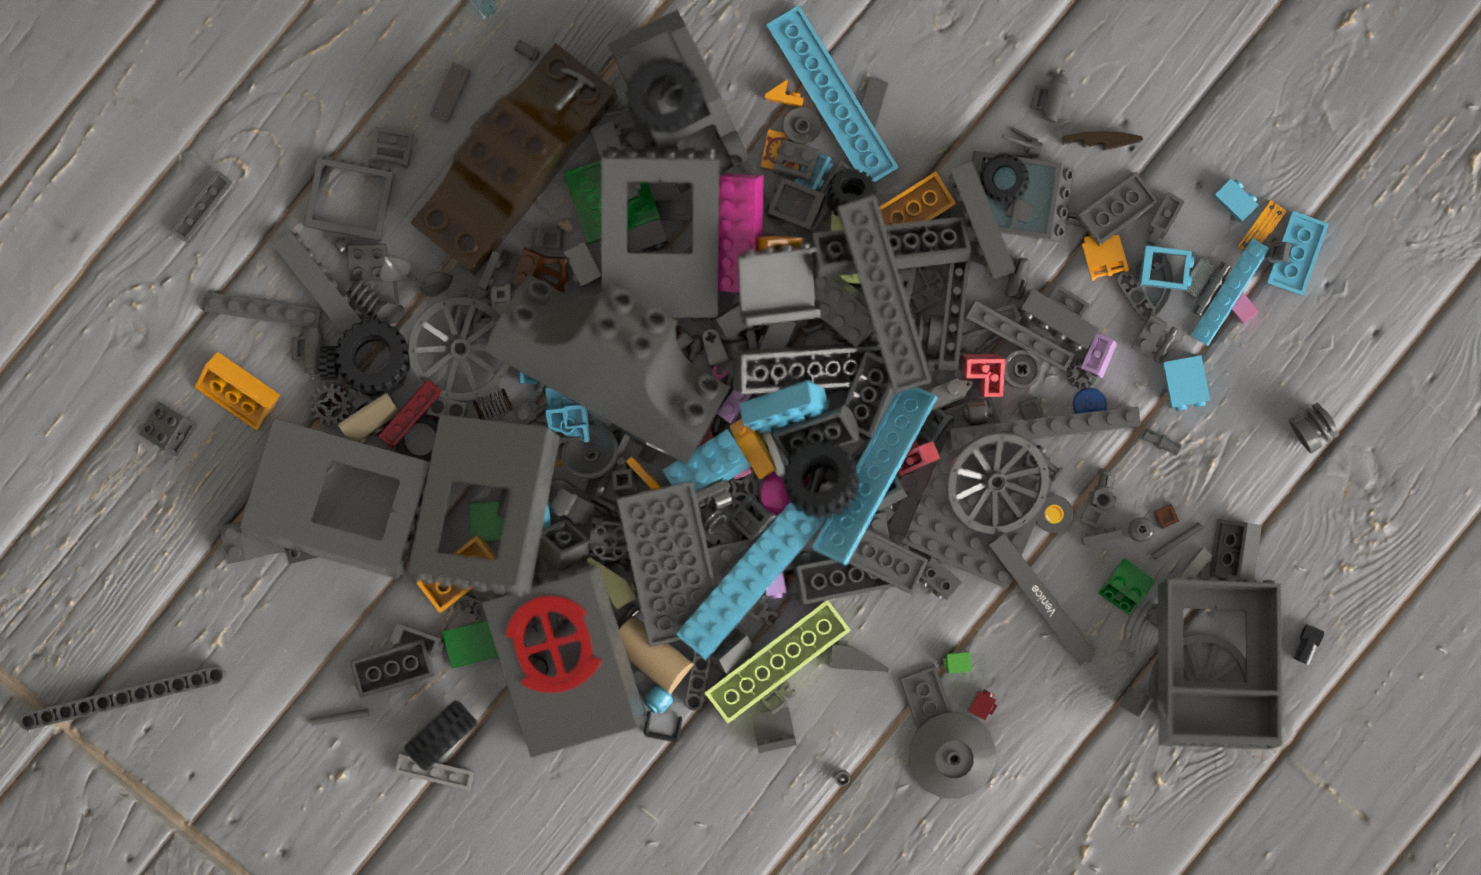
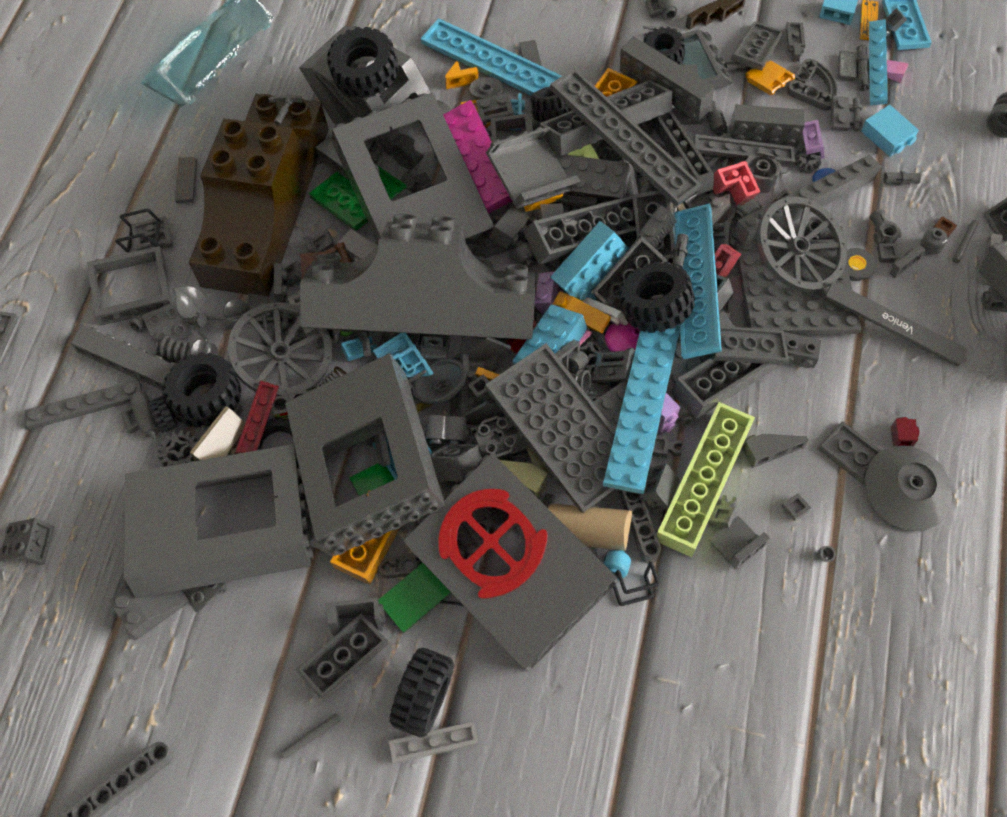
camera: 25 degrees left, 25 degrees down
(237, 391) = (82, 478): light orange slope -> none
(363, 150) = (131, 236): none -> black piece
(715, 351) = (500, 258): light grey piece -> none
(843, 724) = (796, 507): none -> dark grey plate
(865, 403) = (658, 226): none -> dark grey brick
(875, 436) = (680, 250): none -> dark grey pin
(957, 662) = (860, 408): bright green brick -> none
(1126, 586) = (953, 288): green slope -> none
(1146, 268) = (808, 69): medium azure window -> none

